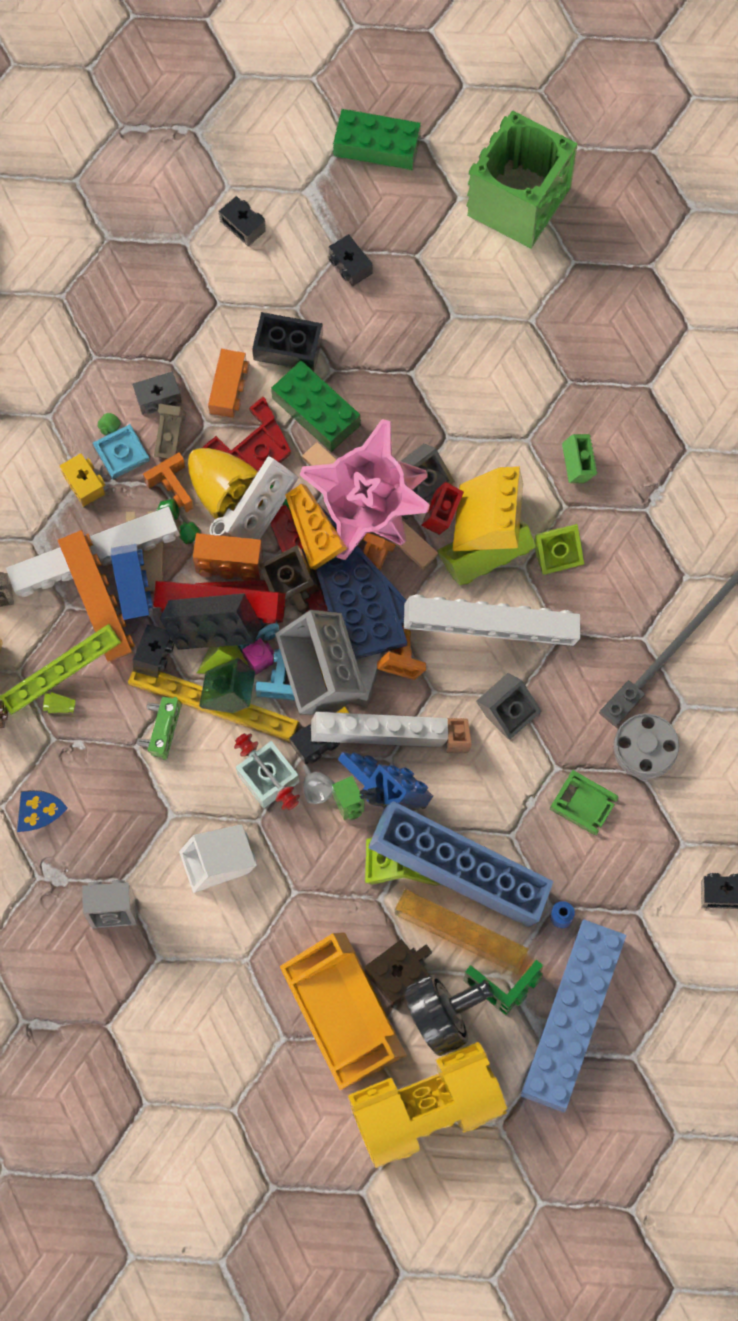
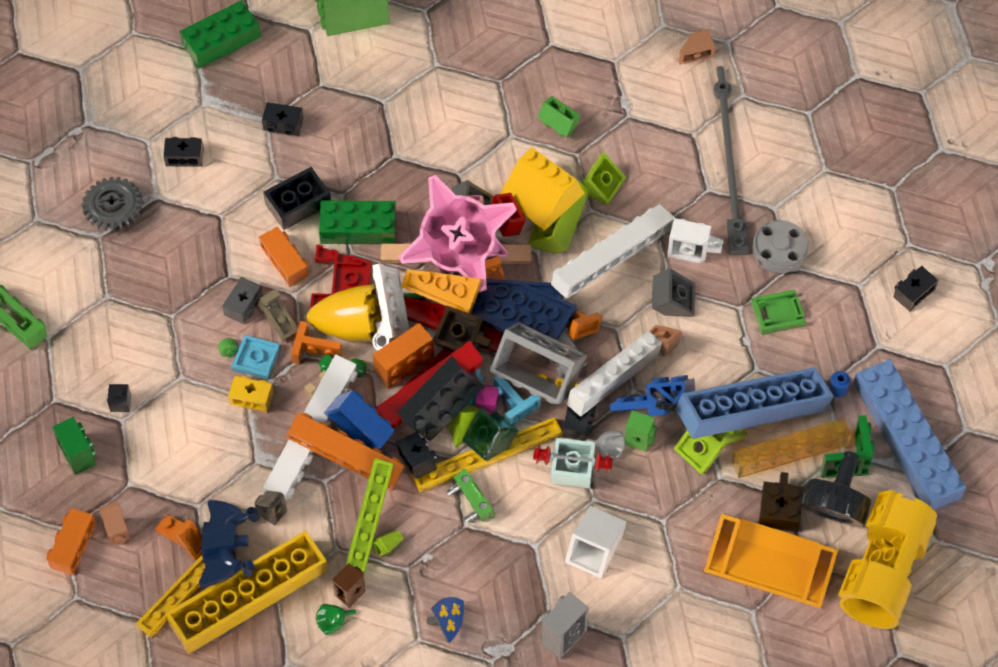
camera: 45 degrees left, 10 degrees down
(144, 228) = (113, 204): none -> dark grey gear
(571, 672) = (692, 241): none -> white hinge

